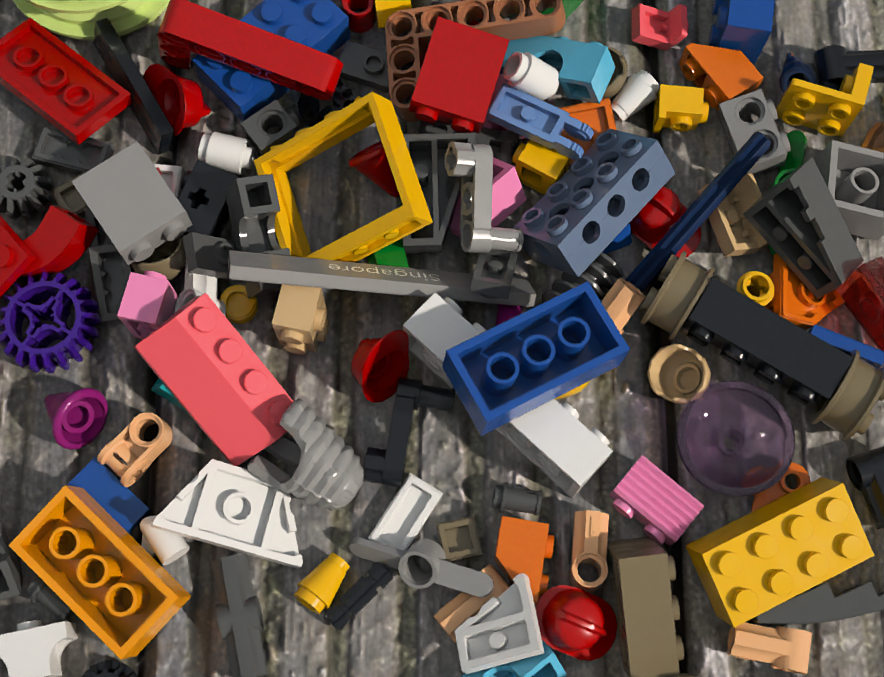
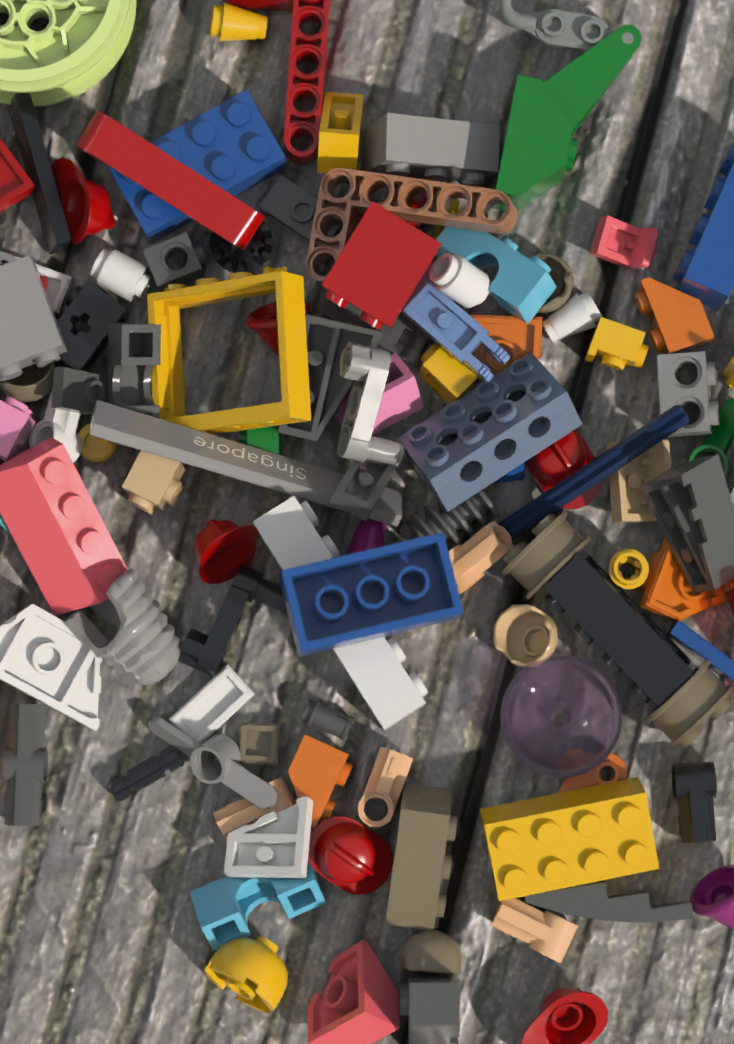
camera: 20 degrees right, 10 degrees up
(321, 584) = (113, 752): yellow cone -> none
(655, 502) = (463, 757): bright pink brick -> none

